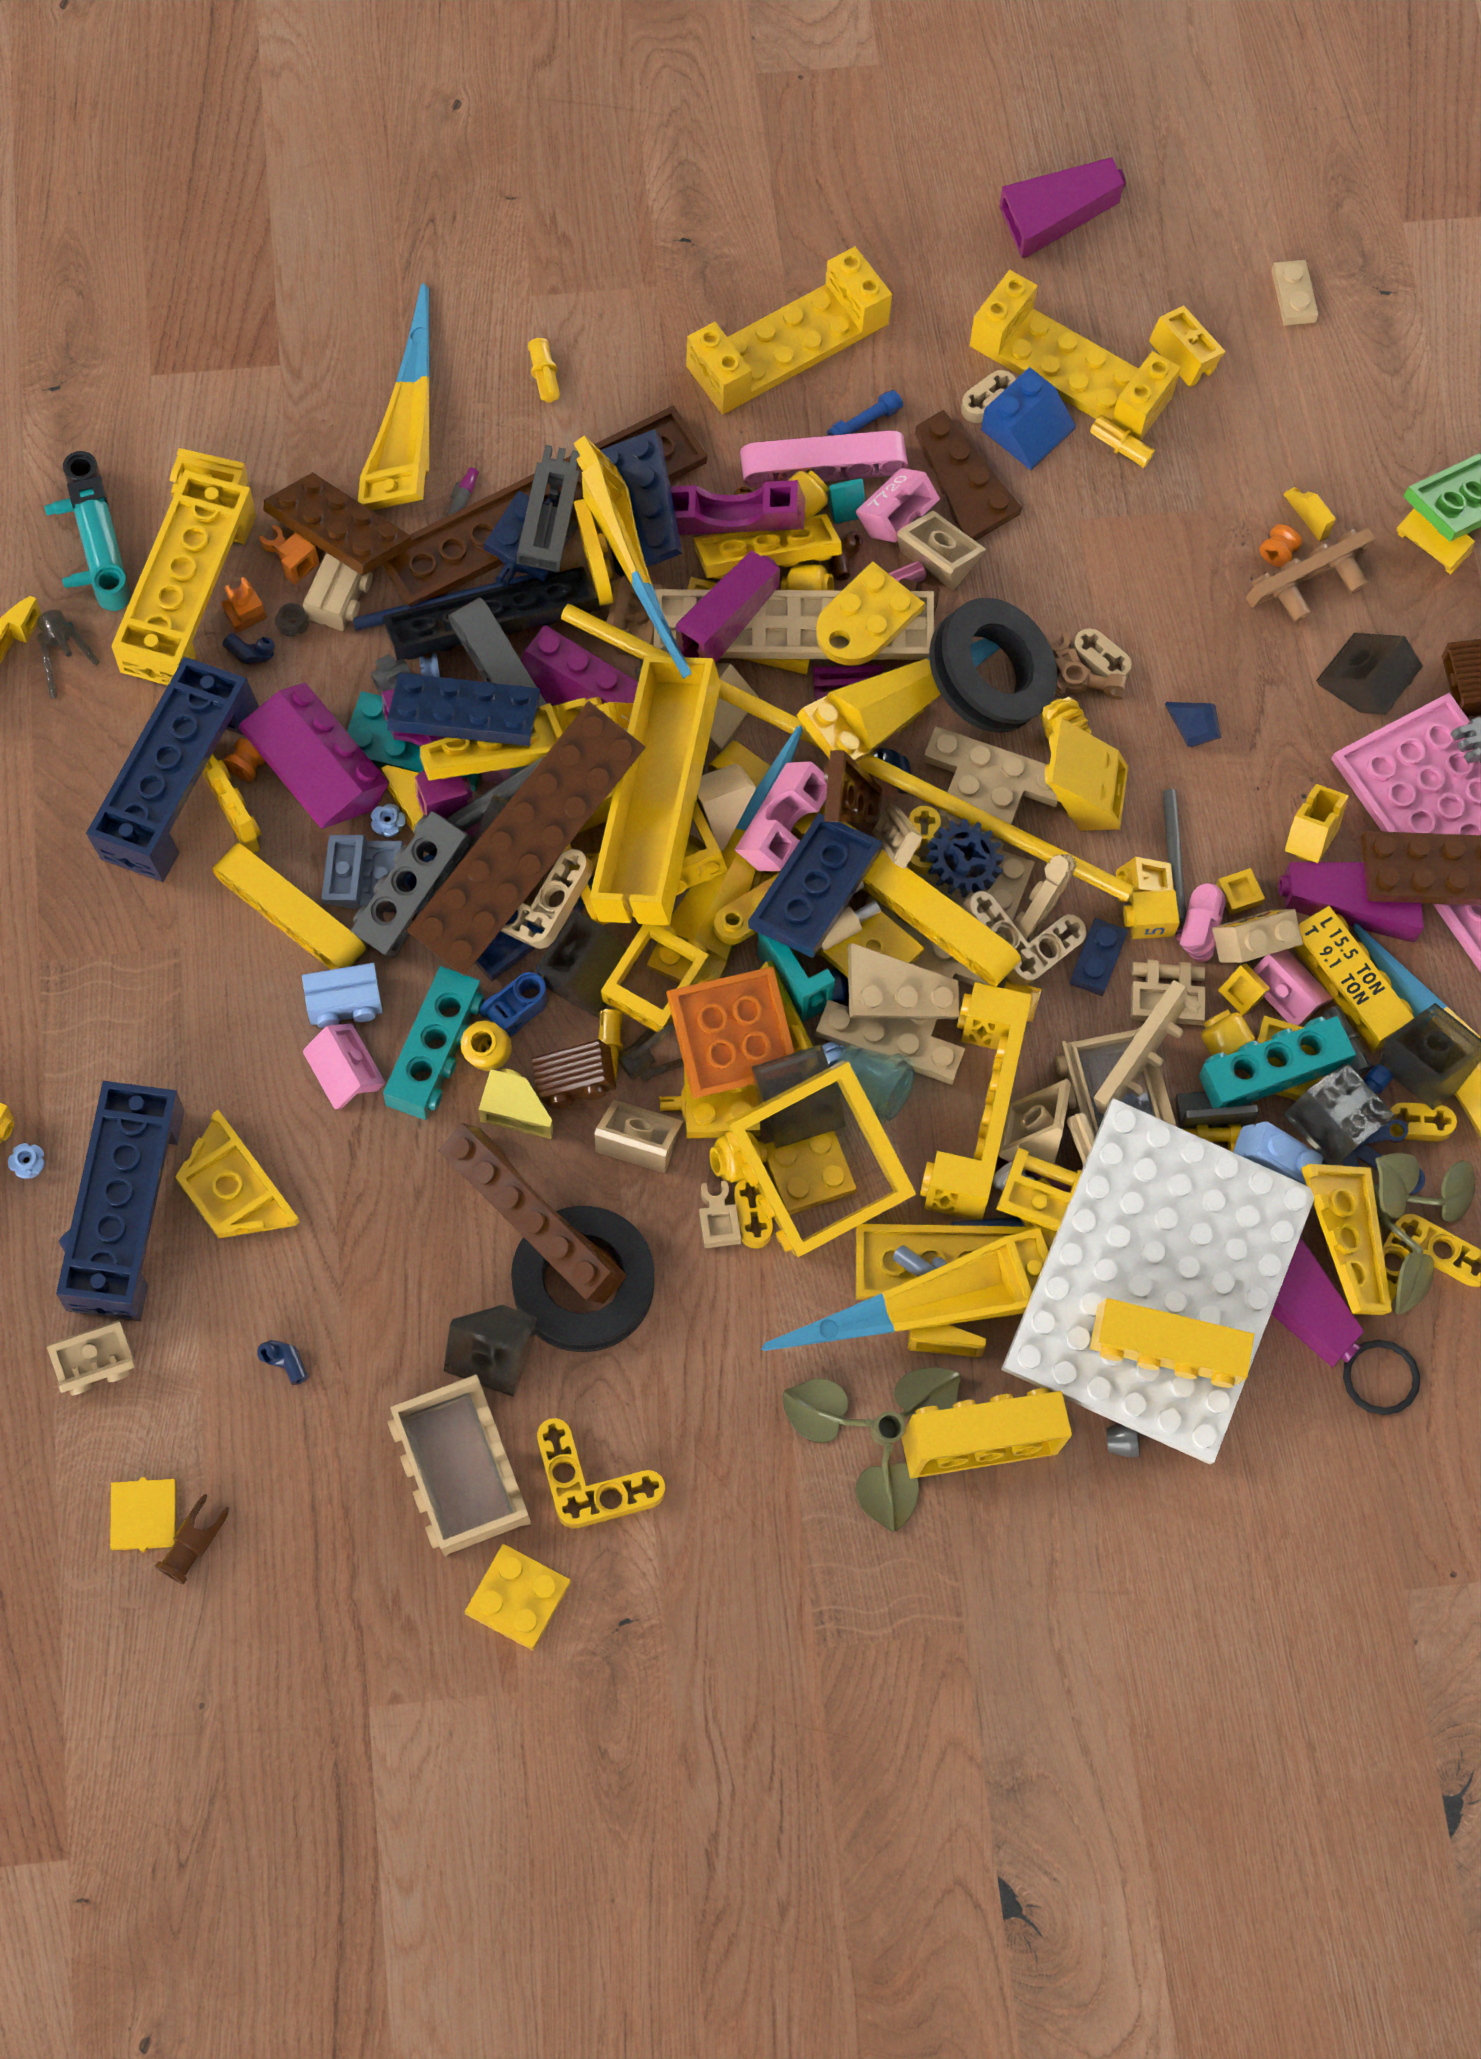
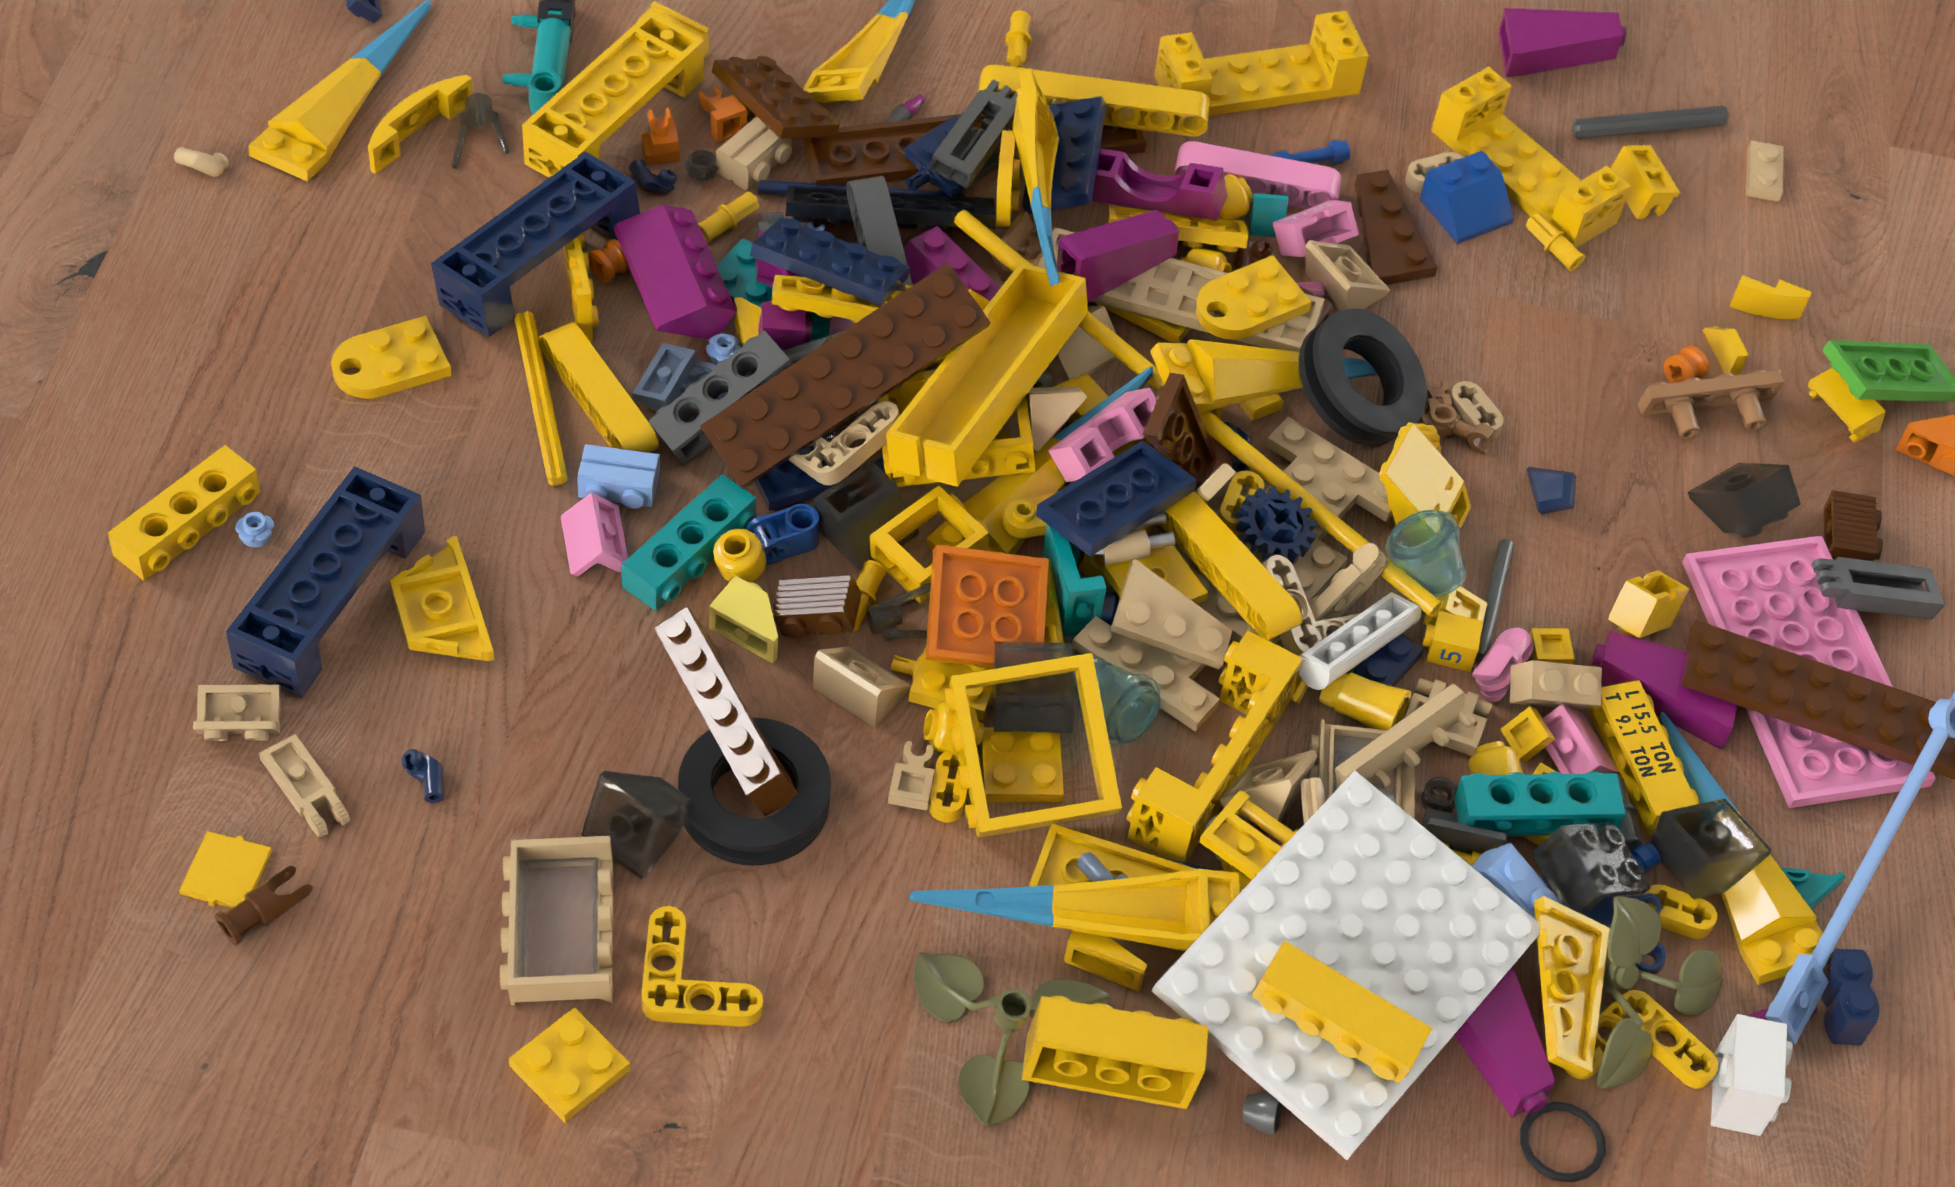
camera: 15 degrees right, 15 degrees down
(81, 935) = (390, 360): none -> yellow plate
(178, 1406) = (303, 782): none -> tan hinge
(236, 931) = (541, 399): none -> yellow axle
(338, 670) = (728, 216): none -> yellow axle
(675, 420) = (1126, 102): none -> yellow beam
(1071, 950) = (1357, 640): none -> white brick
(1093, 1004) = (1367, 701): none -> yellow plant
(1108, 838) = (1429, 550): none -> clear light blue piece
(1173, 270) = (1650, 121): none -> dark grey axle
(1180, 1066) = (1439, 786): none -> clear smoke bush
(1350, 442) = (1760, 299): none -> yellow slope

